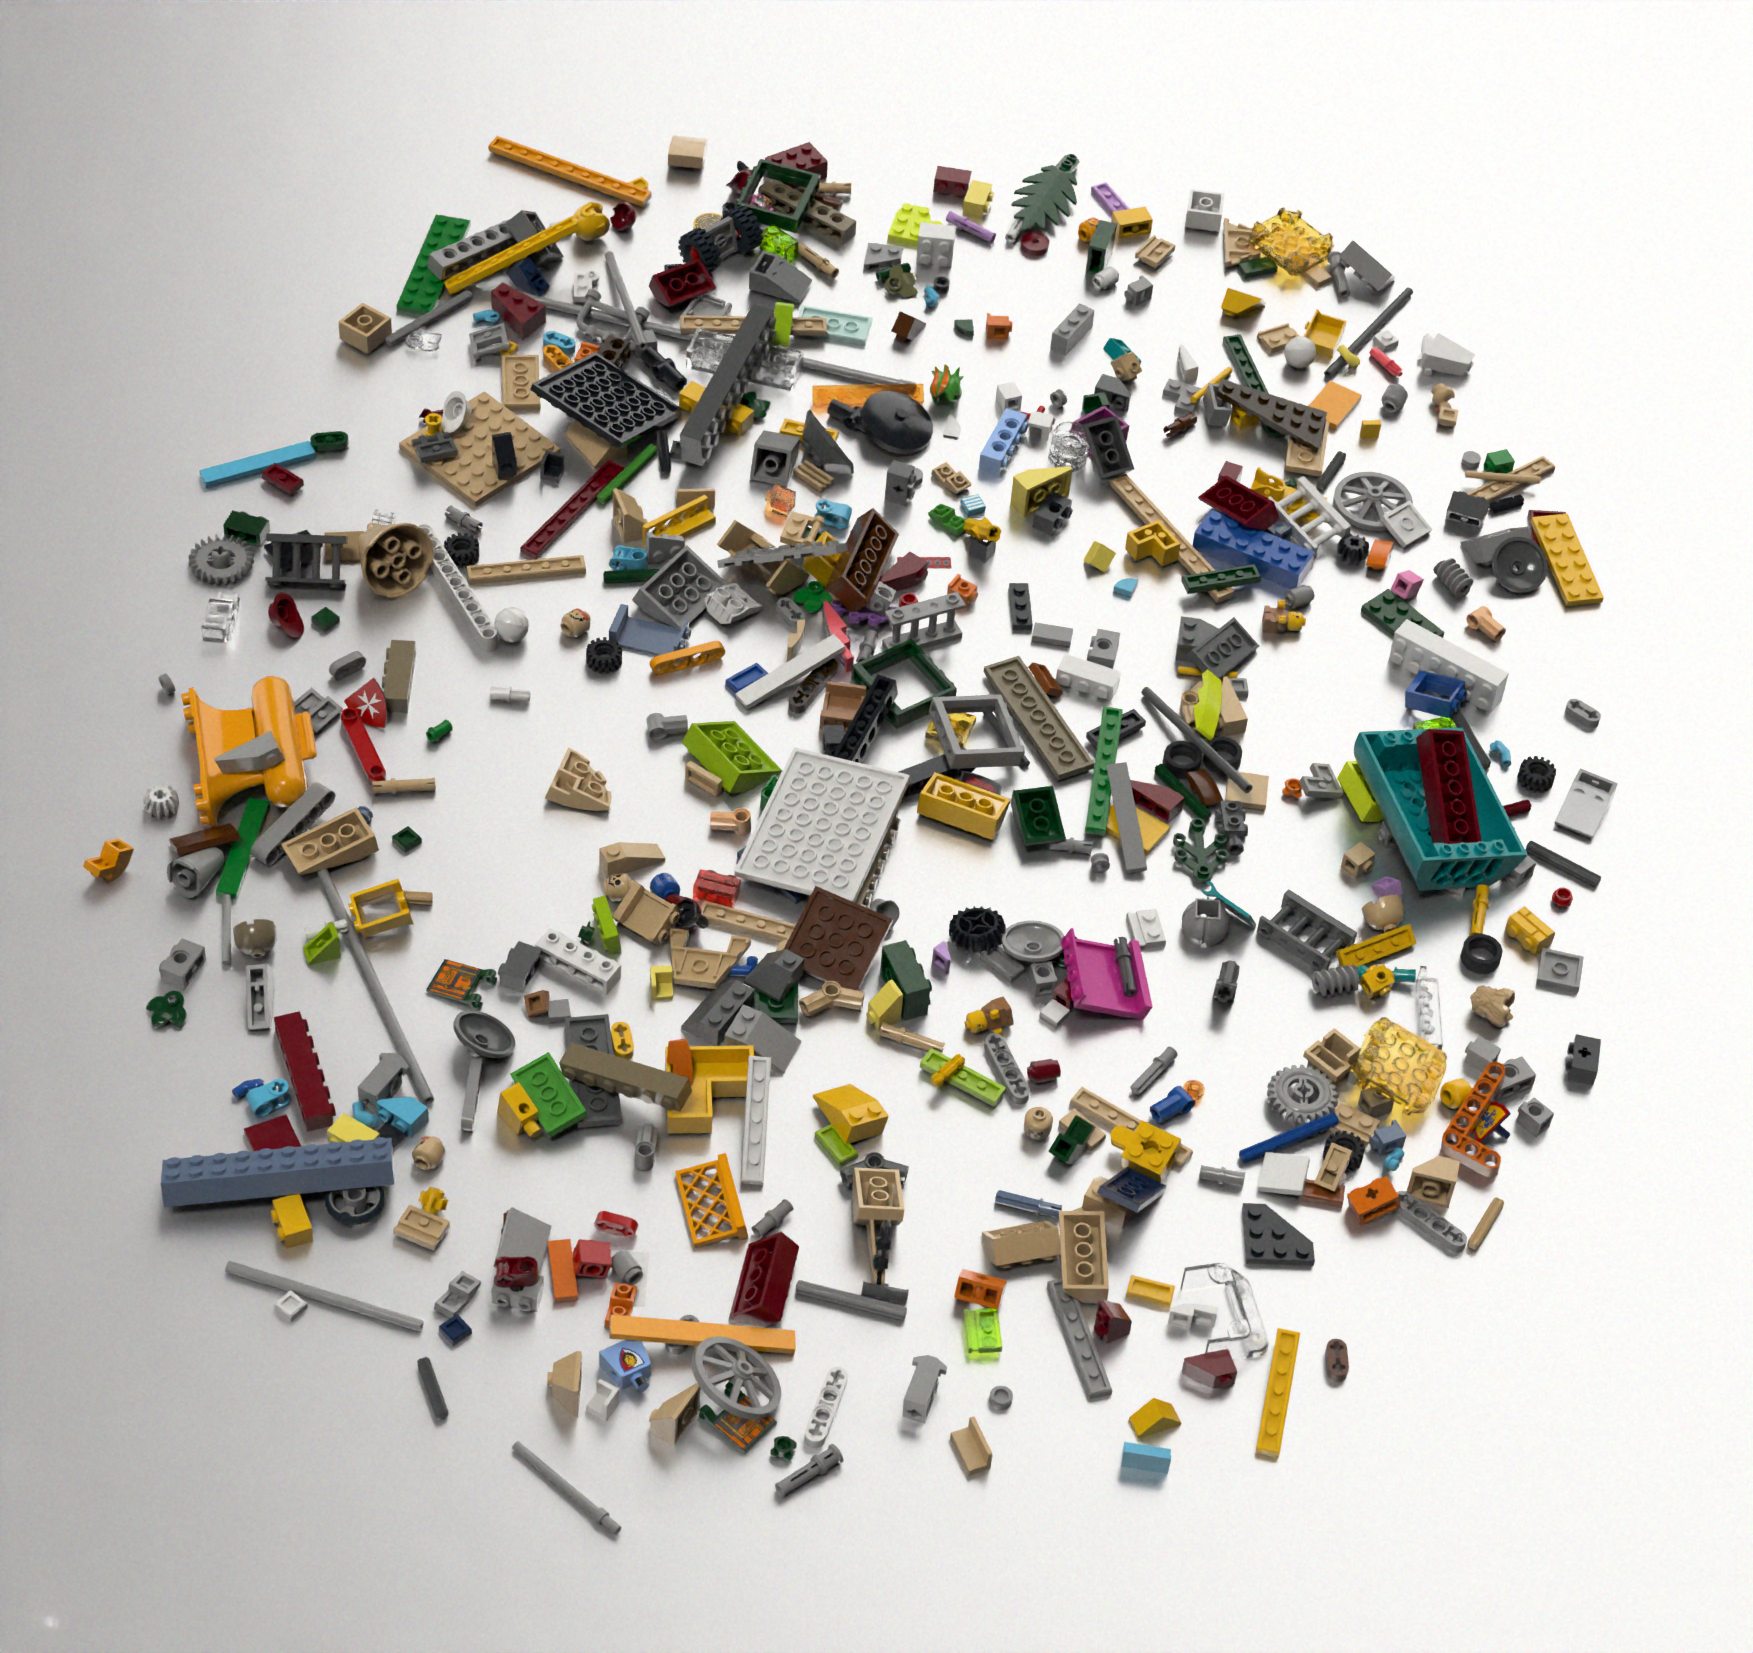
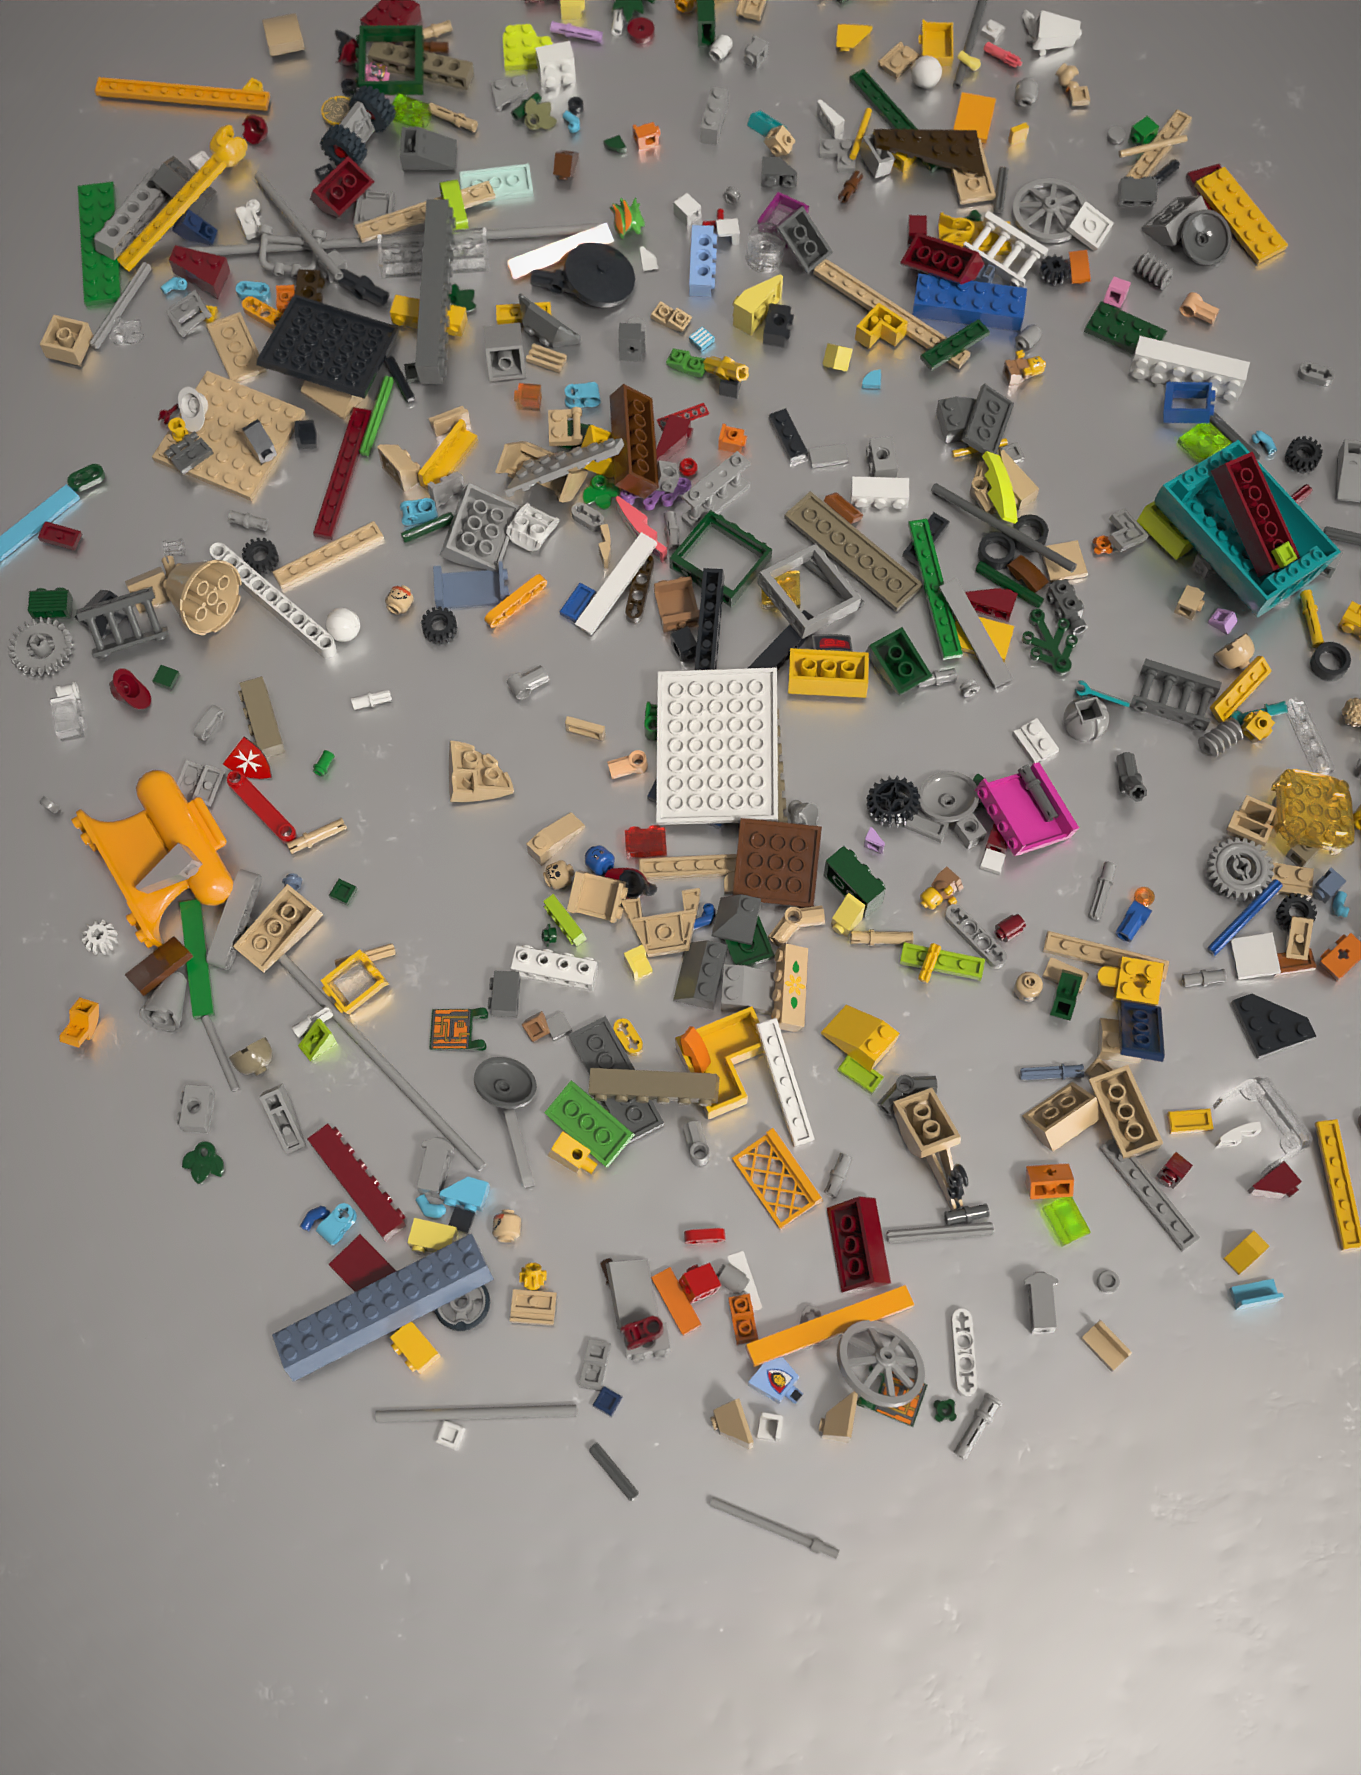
camera: 15 degrees left, 20 degrees up
(730, 755) = (598, 693): lime slope -> none
(800, 1047) = (790, 987): none -> tan brick
(1094, 401) = (766, 192): dark green panel -> none
(1463, 833) = (1284, 554): none -> lime tile

